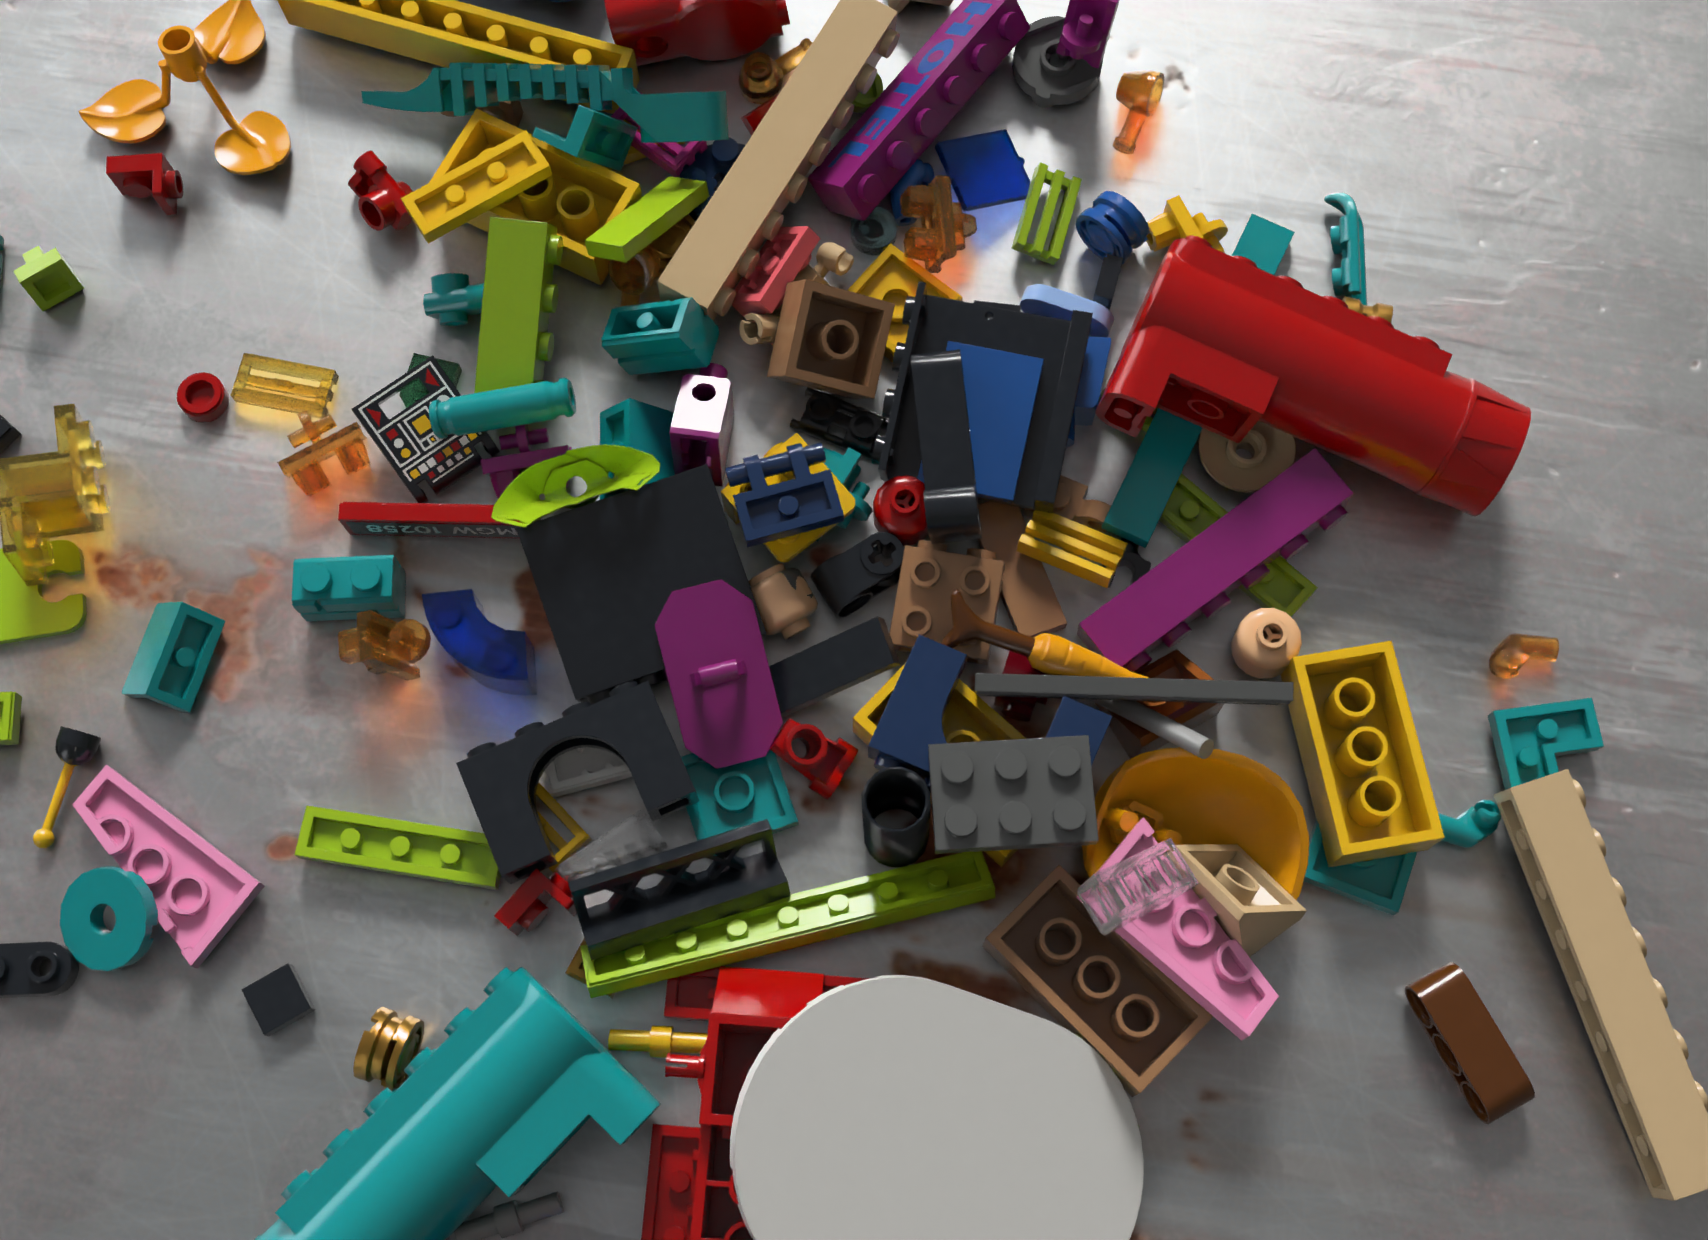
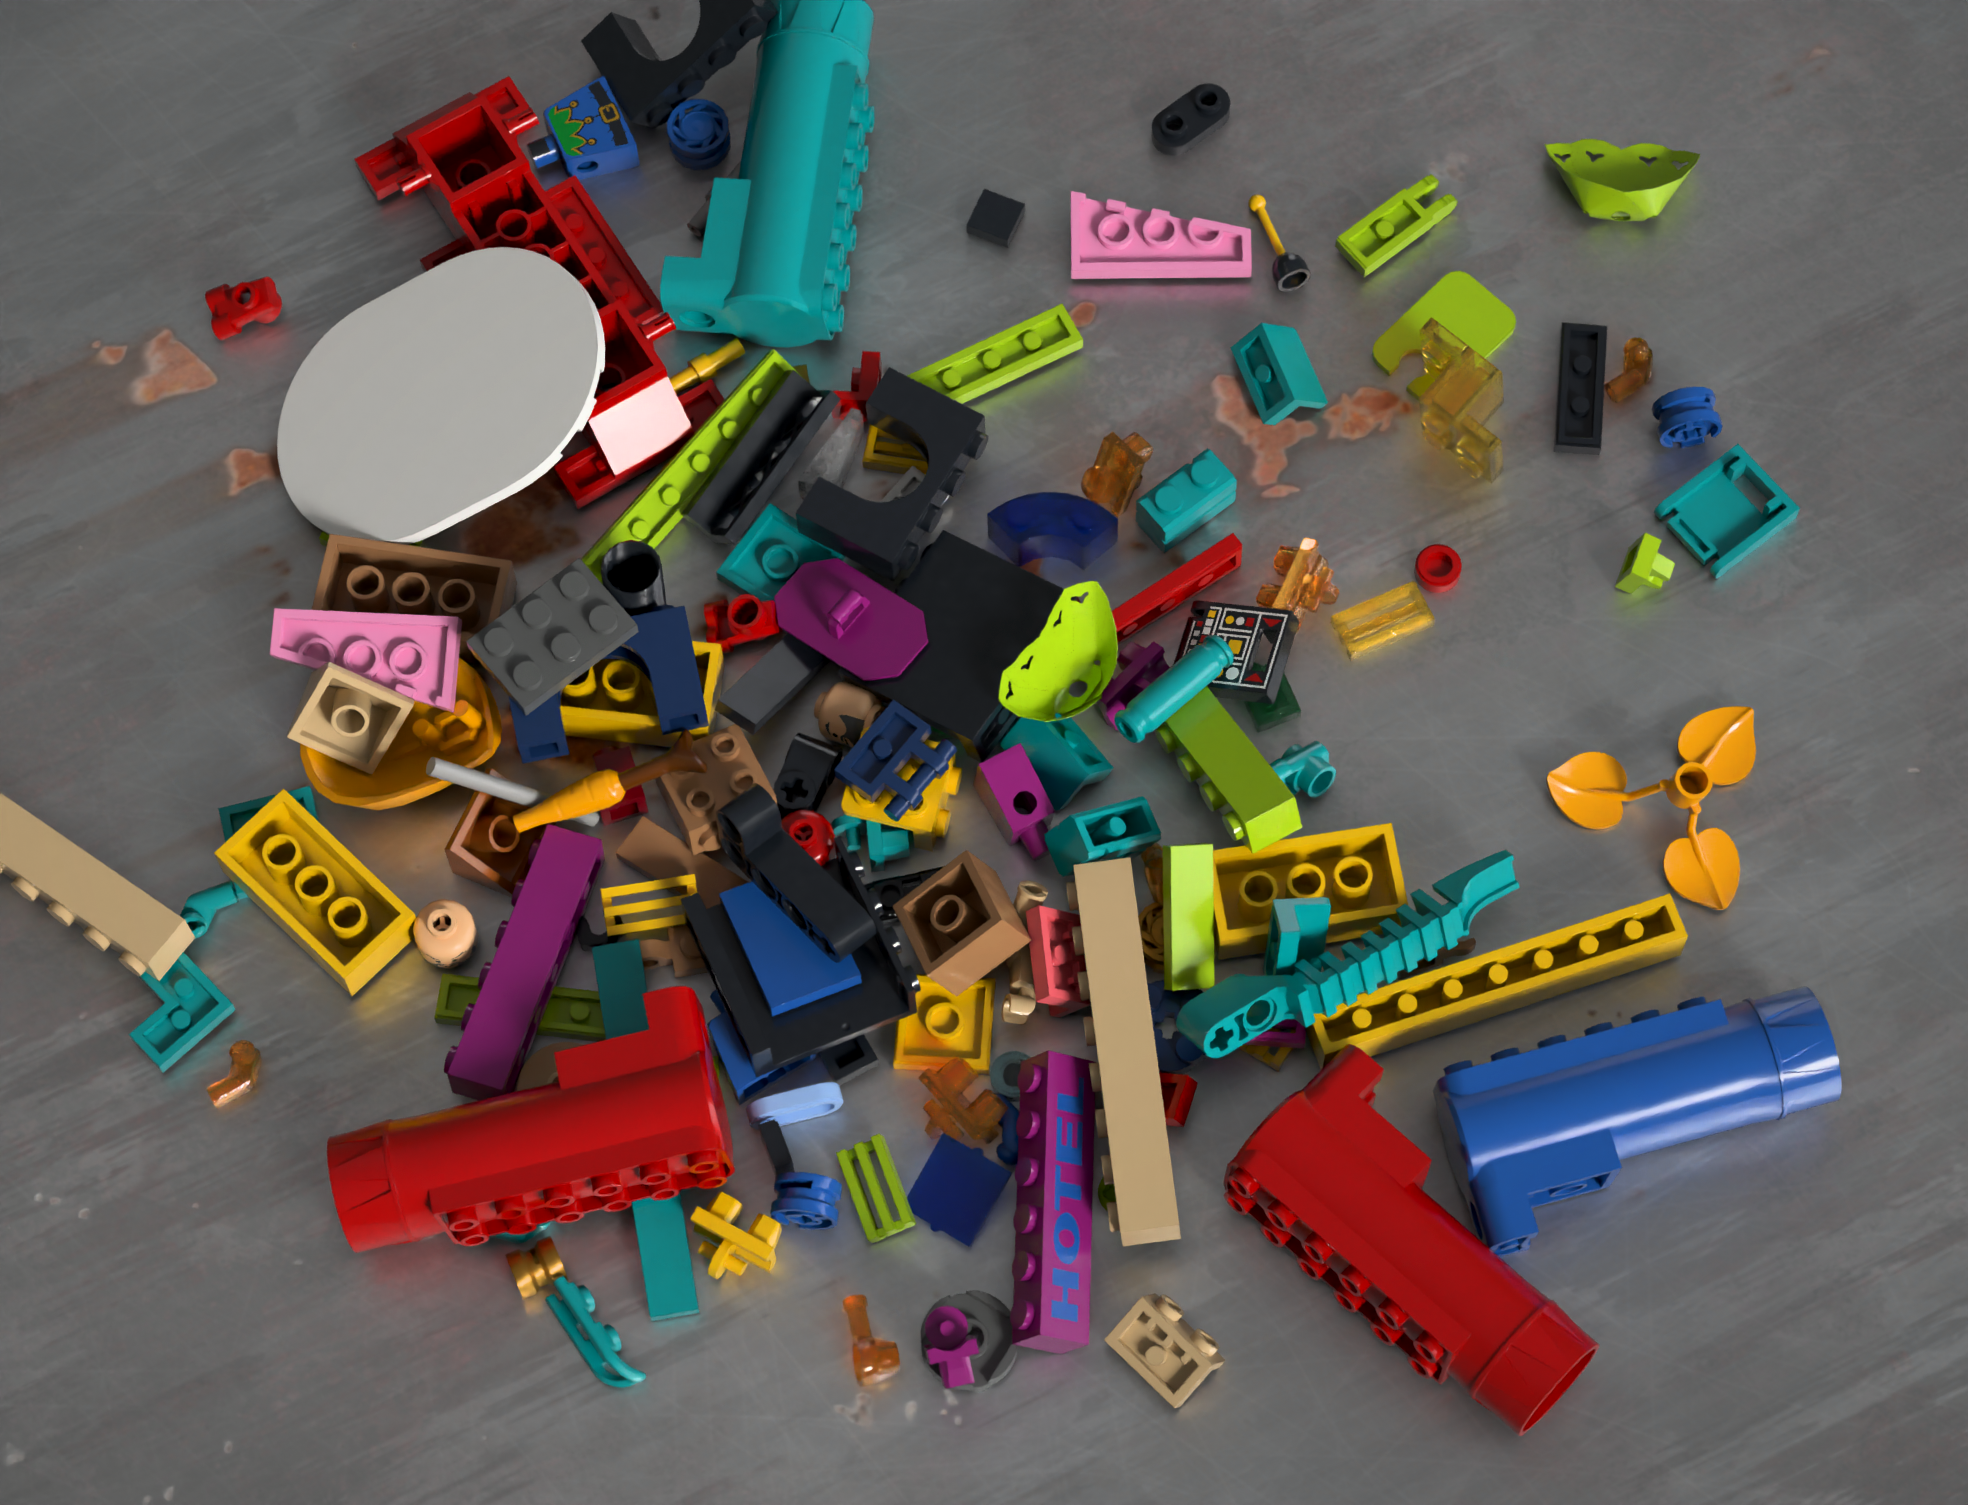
camera: 145 degrees right, 5 degrees down
(84, 924) = (1137, 167): teal tile -> none
(147, 175) = (1643, 696): red bracket -> none
(379, 194) = (1431, 811): red plate -> none
(388, 1048) = (885, 231): pearl gold wheel -> none
(477, 186) = (1340, 833): yellow plate -> none
(765, 85) = (1212, 1161): clear orange bar -> none
(1110, 903) = (441, 638): clear slope -> none
(1134, 689) = (518, 790): dark grey tile -> none
(1469, 1043) = (110, 748): reddish brown beam -> none

